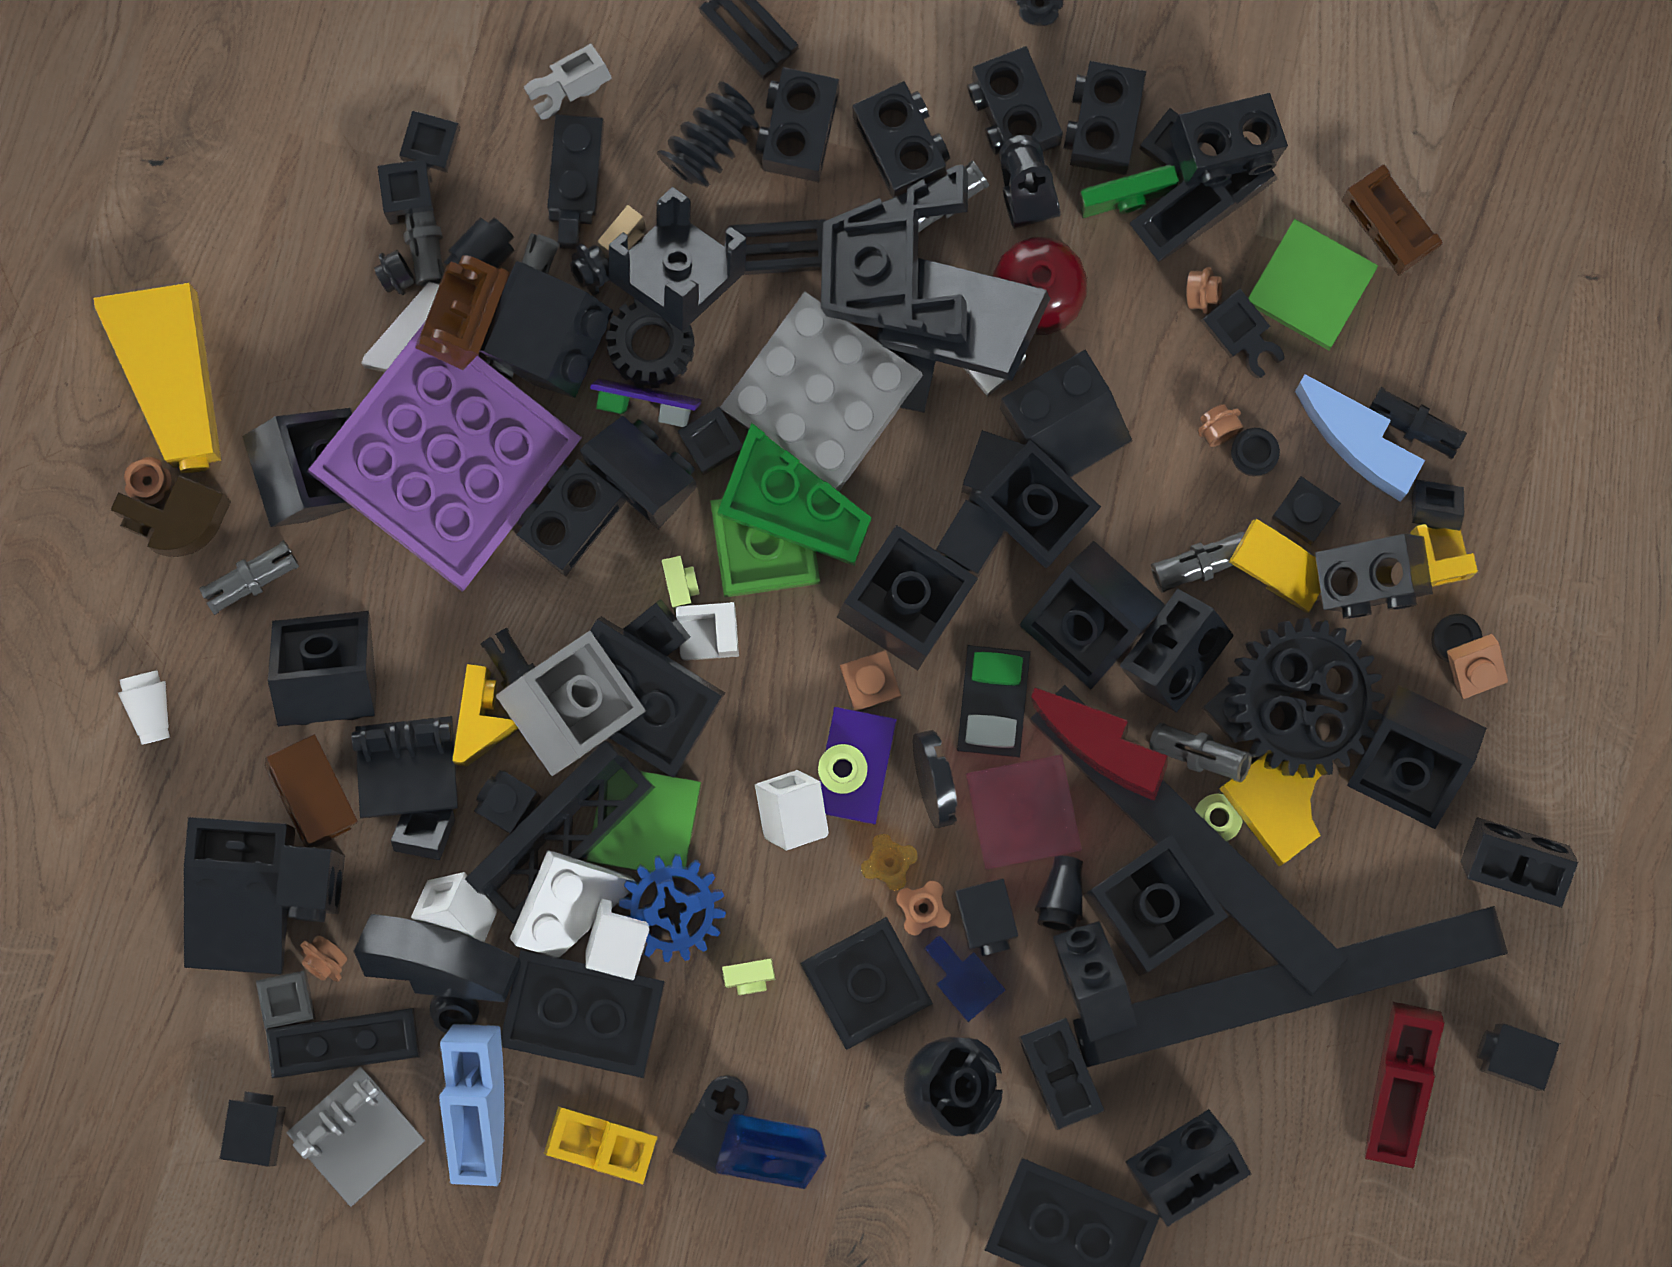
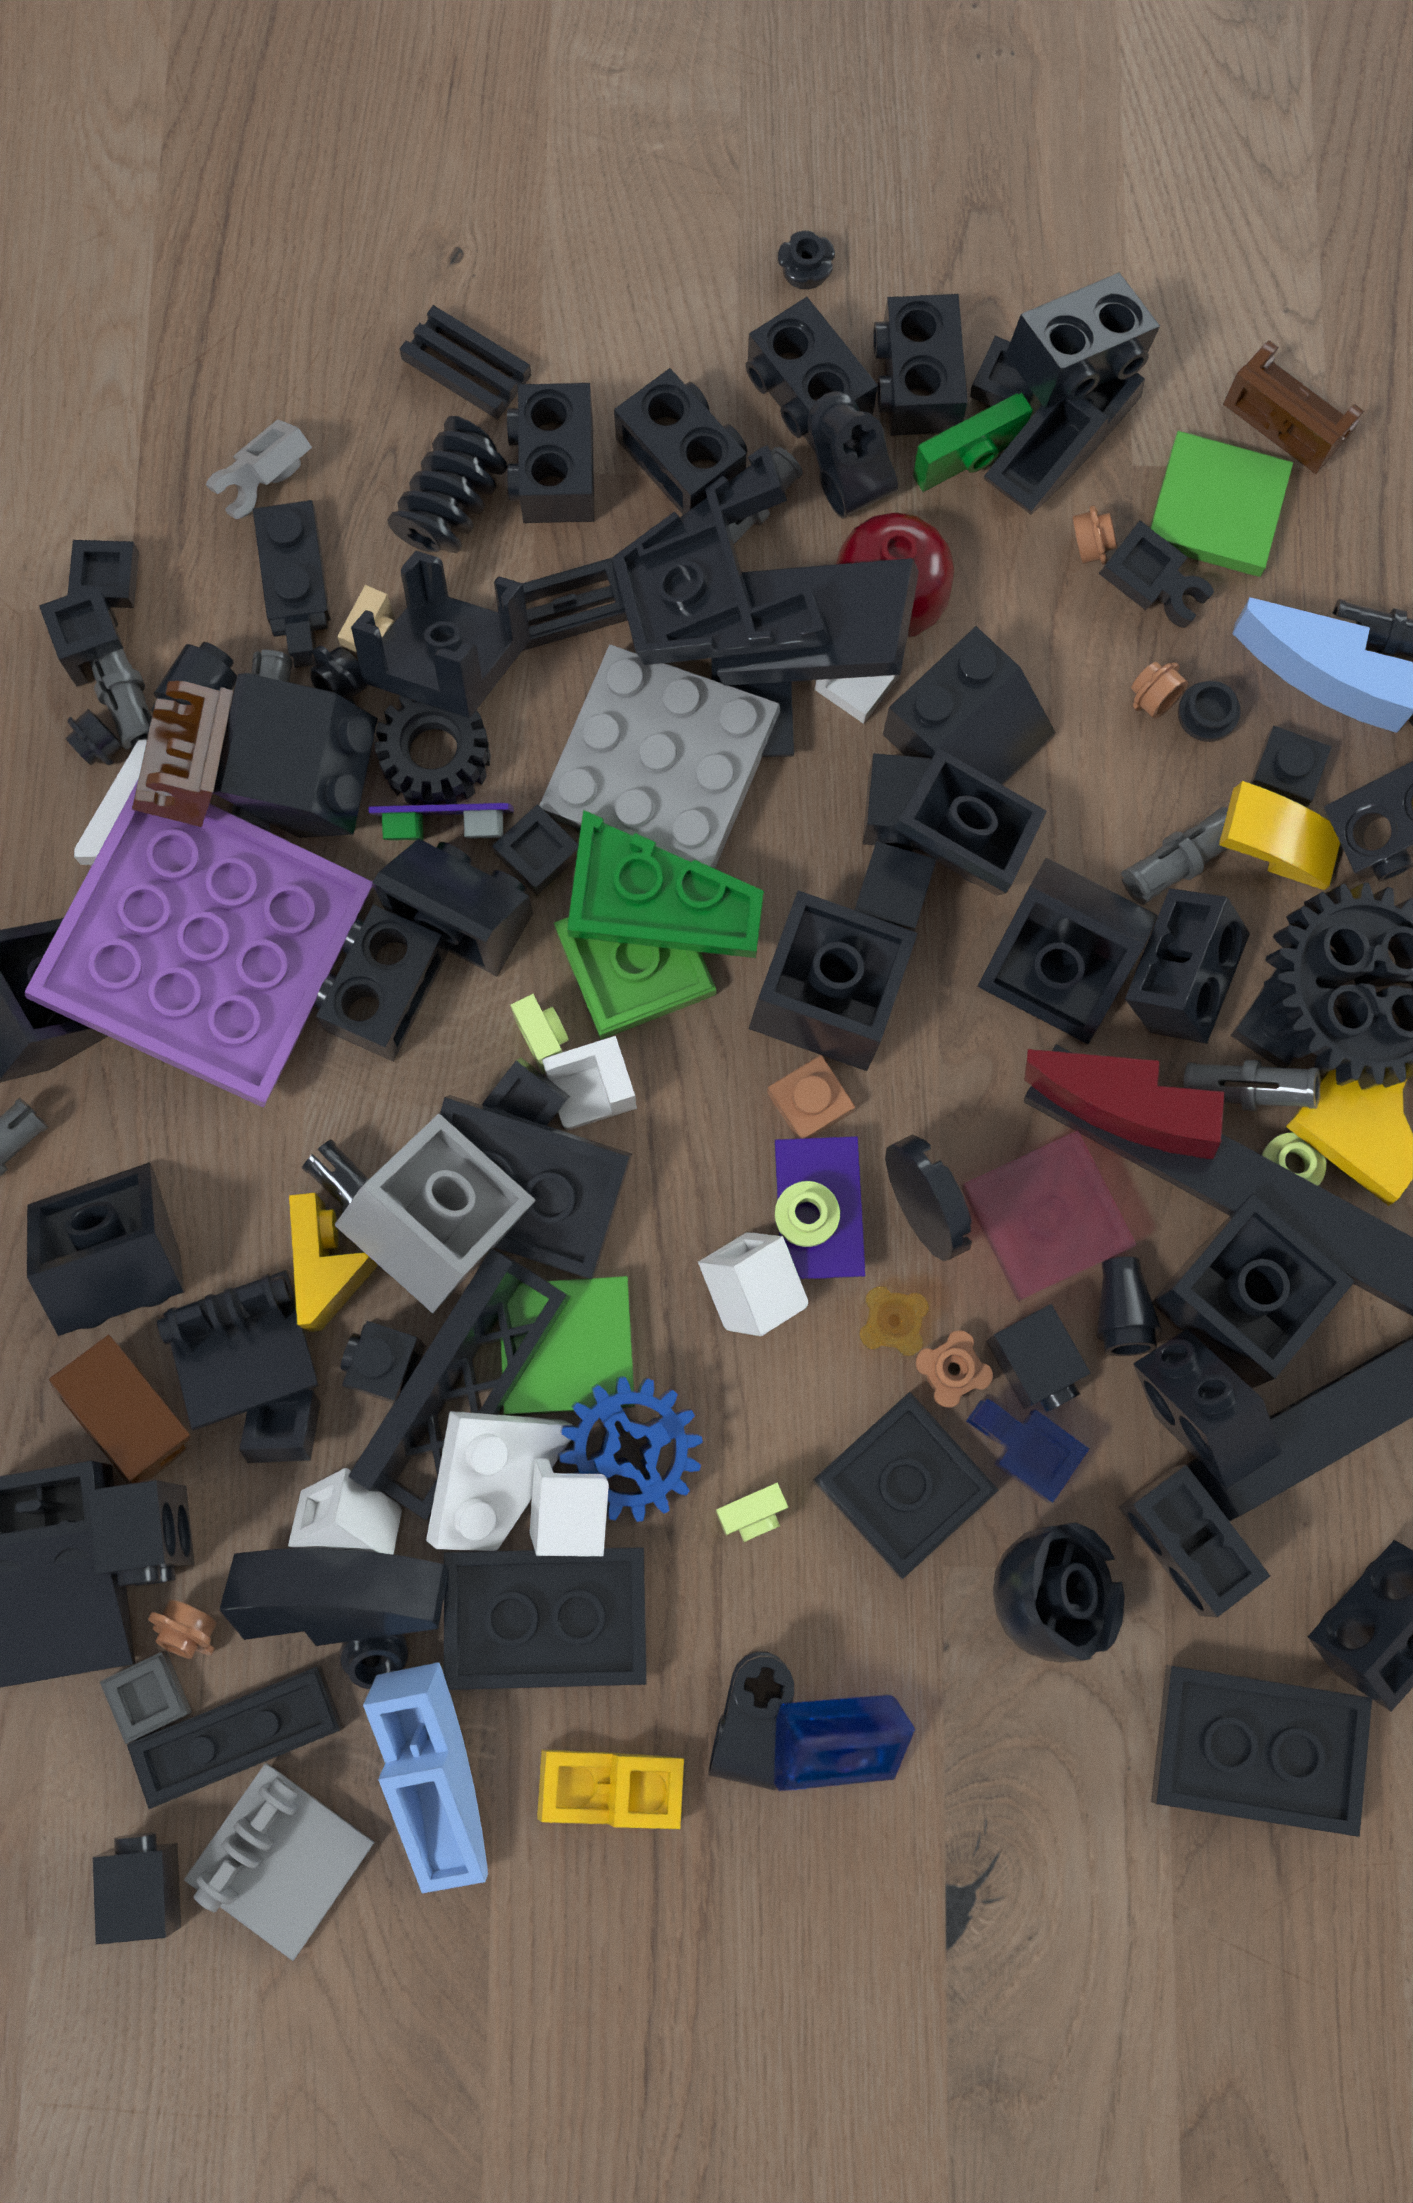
camera: 20 degrees left, 5 degrees down
(993, 701) = (970, 1088): piece -> none

